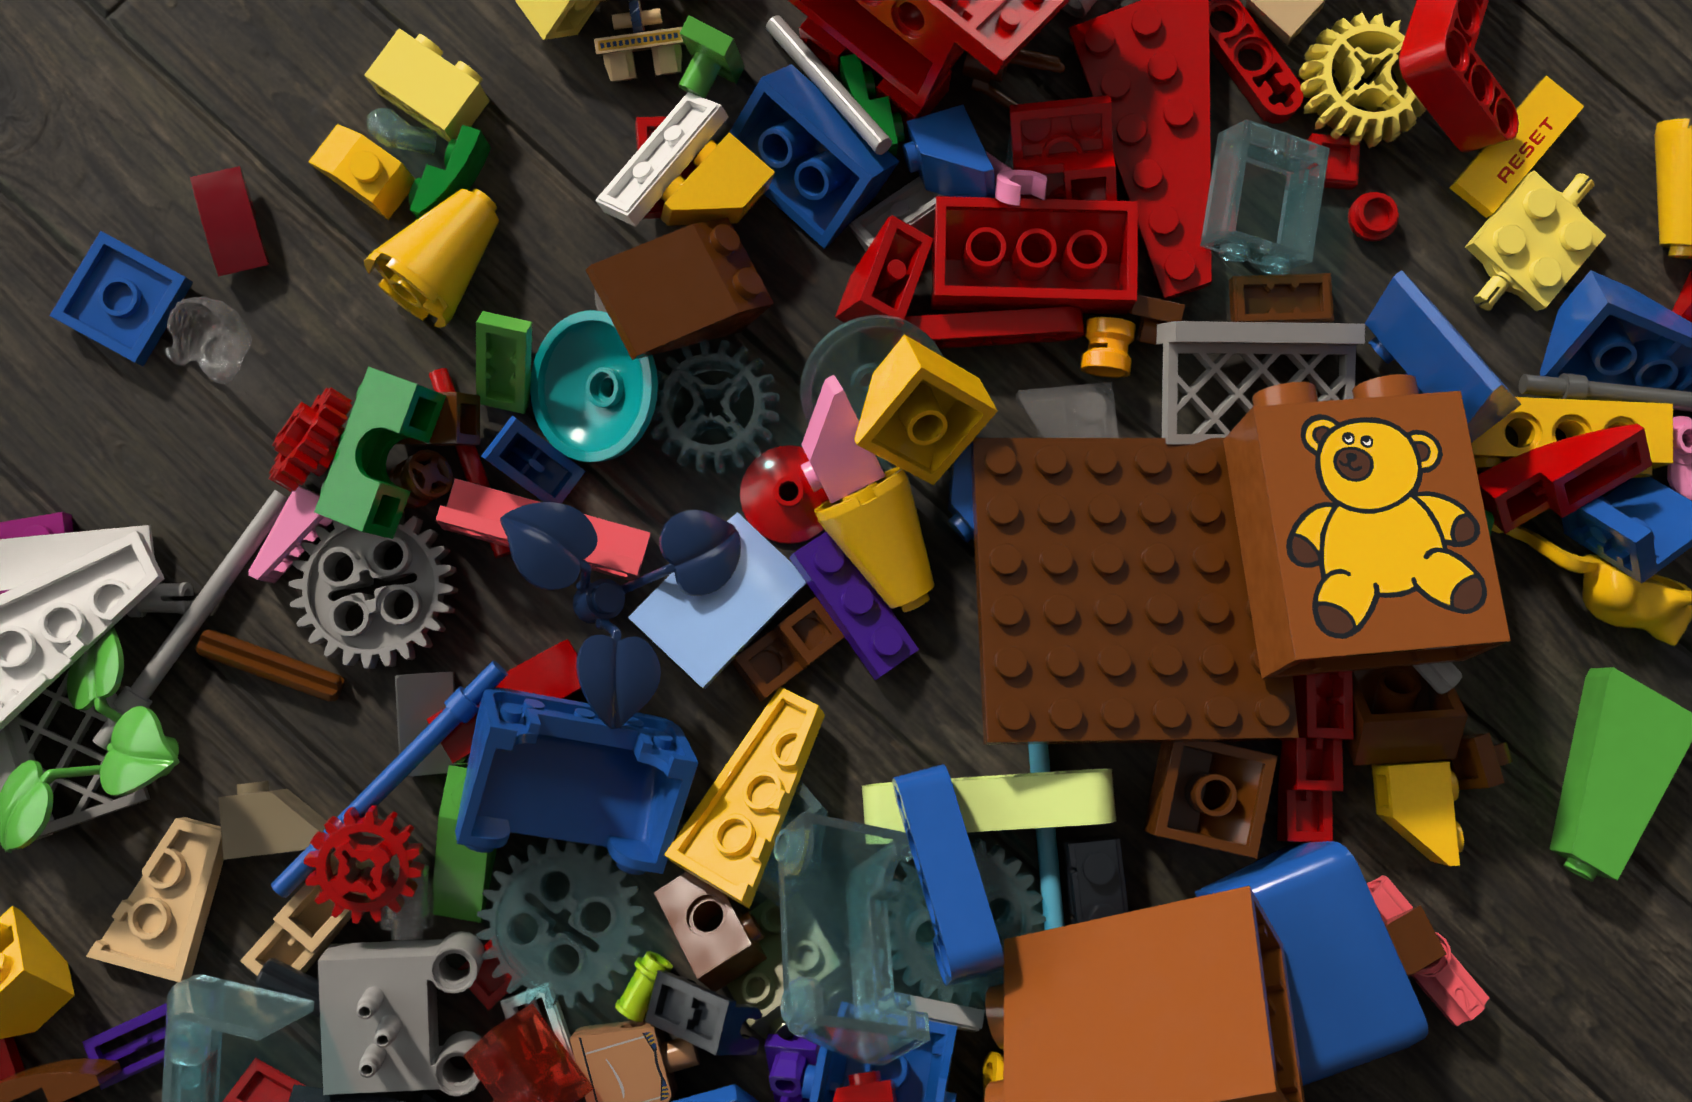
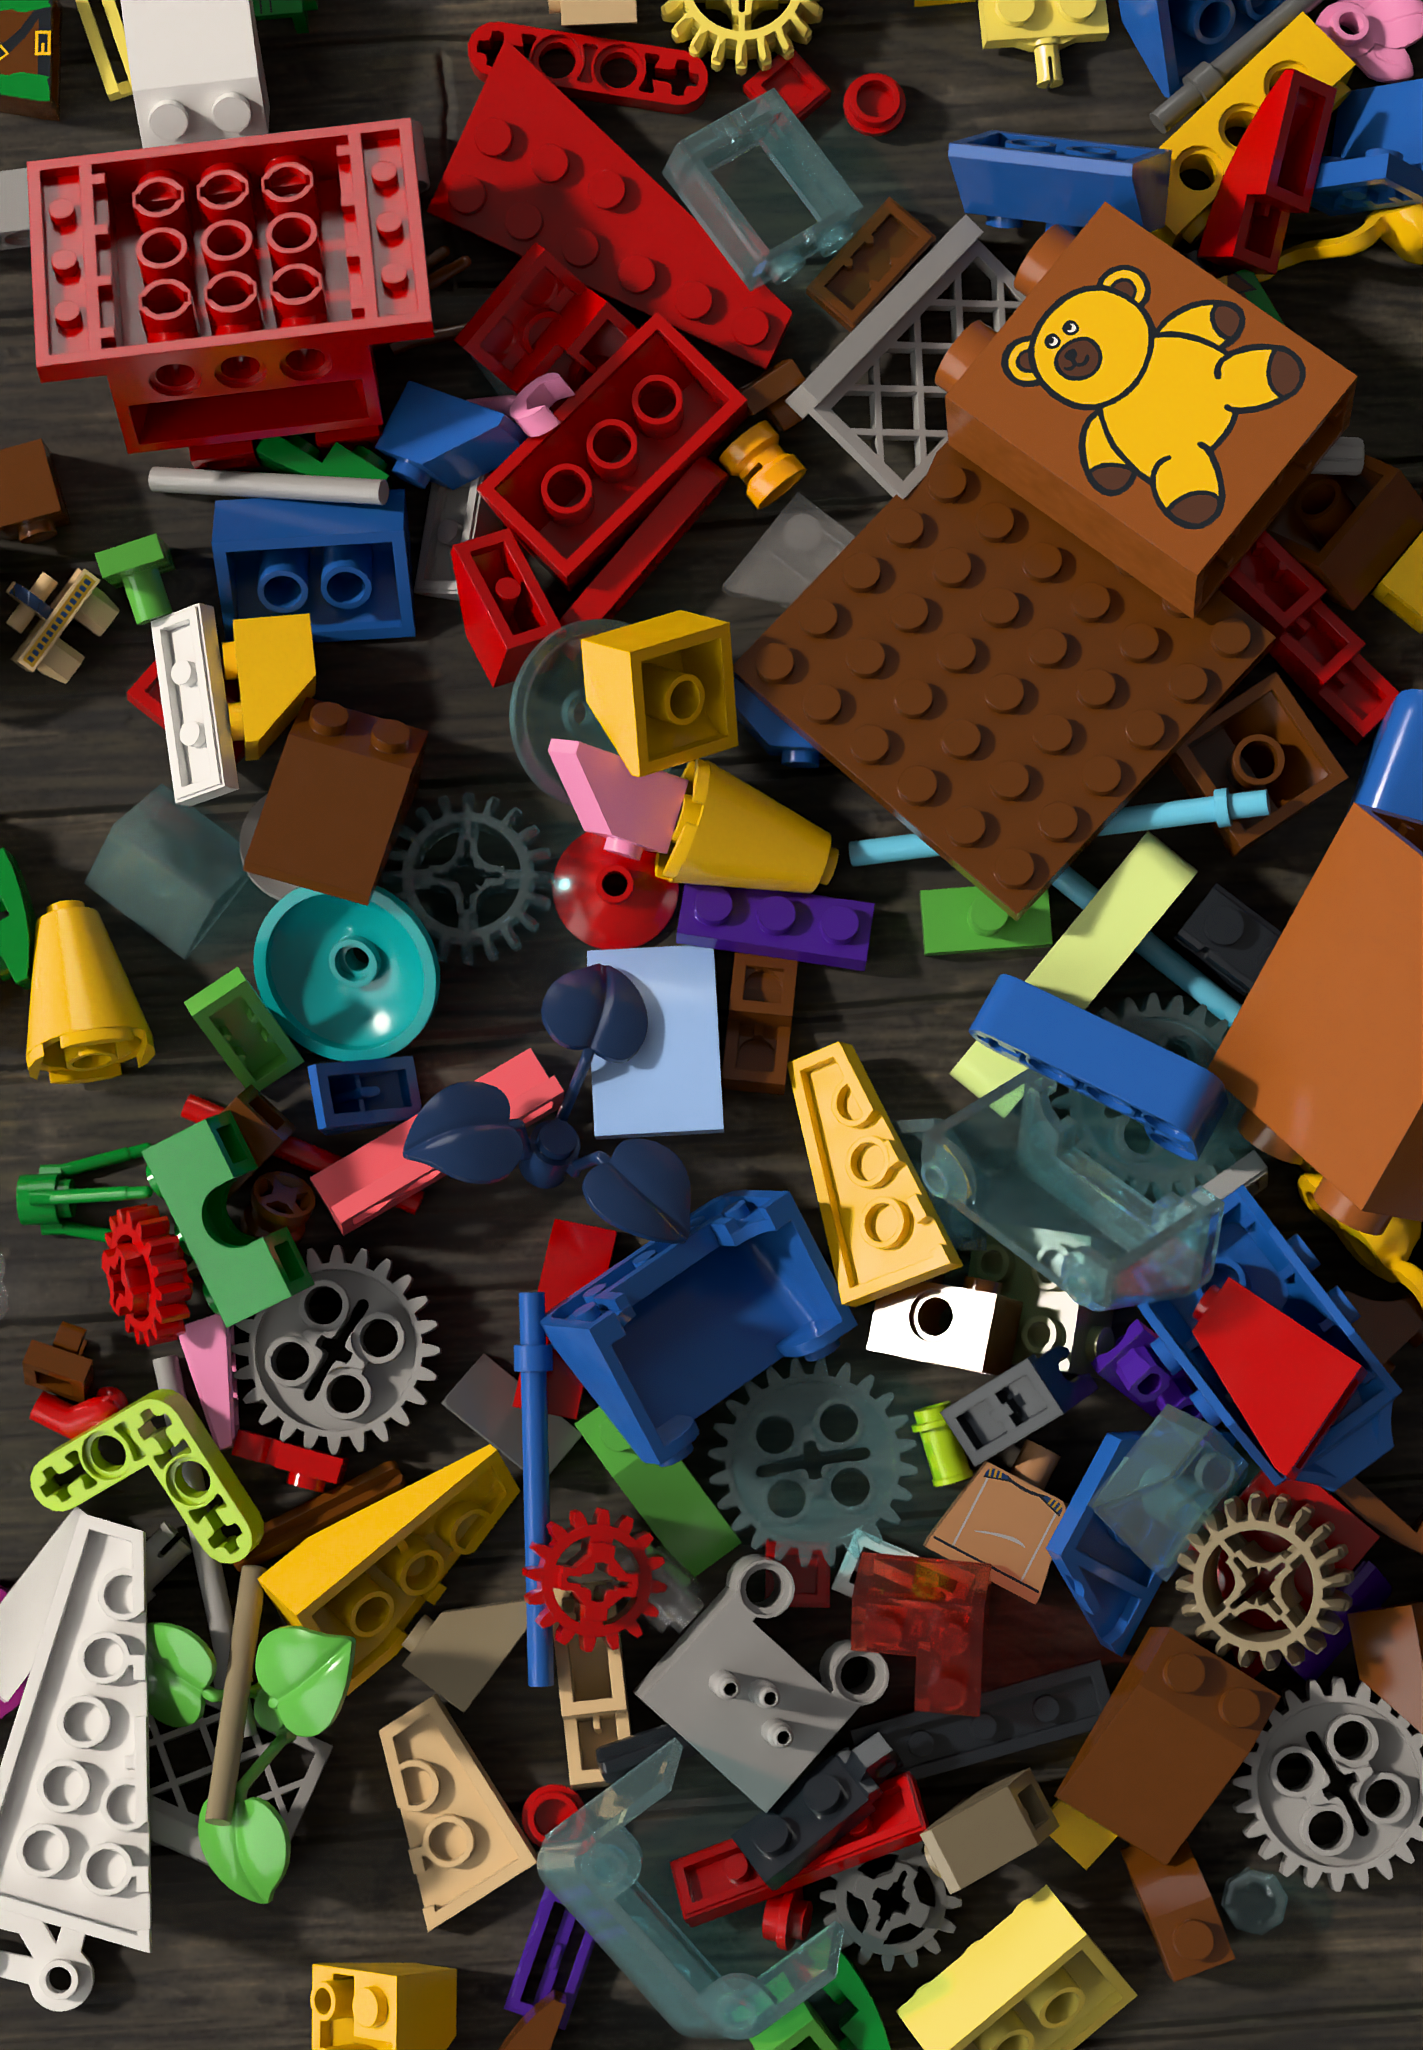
camera: 40 degrees left, 0 degrees up
(105, 721) = (235, 1697): none -> dark tan bar
(204, 483) = (75, 1419): none -> red arm
(214, 535) = (150, 1447): none -> lime beam
(221, 960) = (547, 1809): none -> red plate
(223, 441) = (61, 1366): none -> reddish brown tile
(254, 726) = (390, 1558): none -> yellow wedge
(287, 635) = (306, 1467): none -> red plate
(313, 348) = (49, 1198): none -> green plant
(559, 235) = (168, 870): none -> clear light blue slope
(959, 713) = (971, 923): none -> bright green tile
(1165, 800) = (1218, 808): none -> medium azure bar

